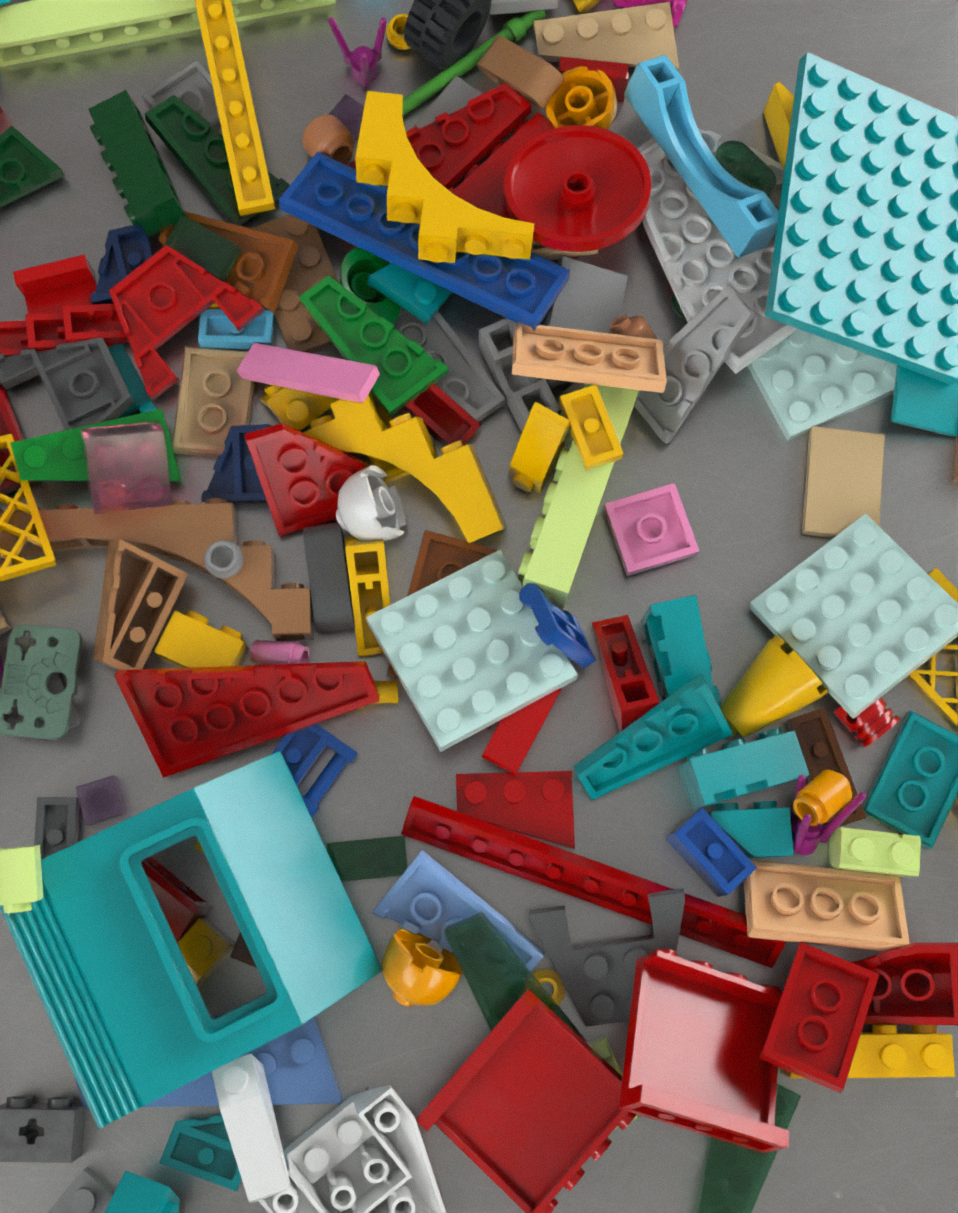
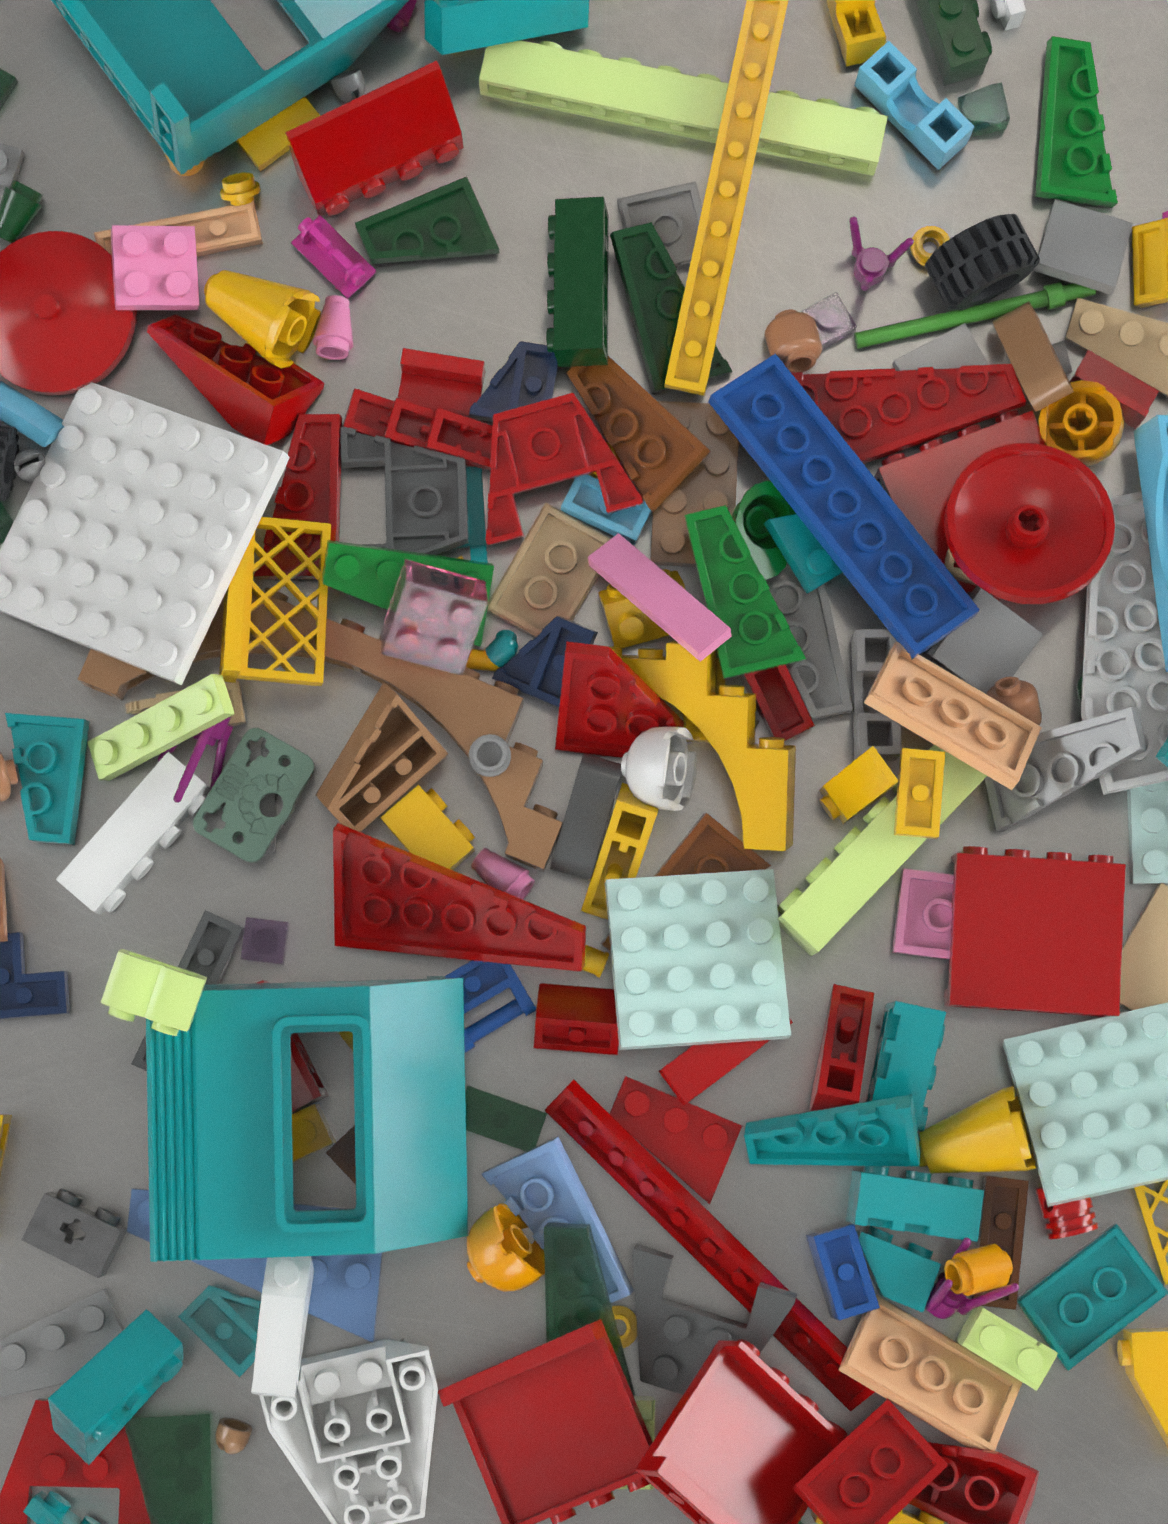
camera: 25 degrees right, 5 degrees up
(196, 481) = (496, 654): none -> teal arm
(203, 247) = (609, 408): clear green tile -> none
(394, 746) = (576, 1019): none -> red panel
(416, 197) = (854, 459): yellow arch -> none
(557, 626) = (794, 977): blue plate -> none
(735, 508) = (1036, 933): none -> red panel

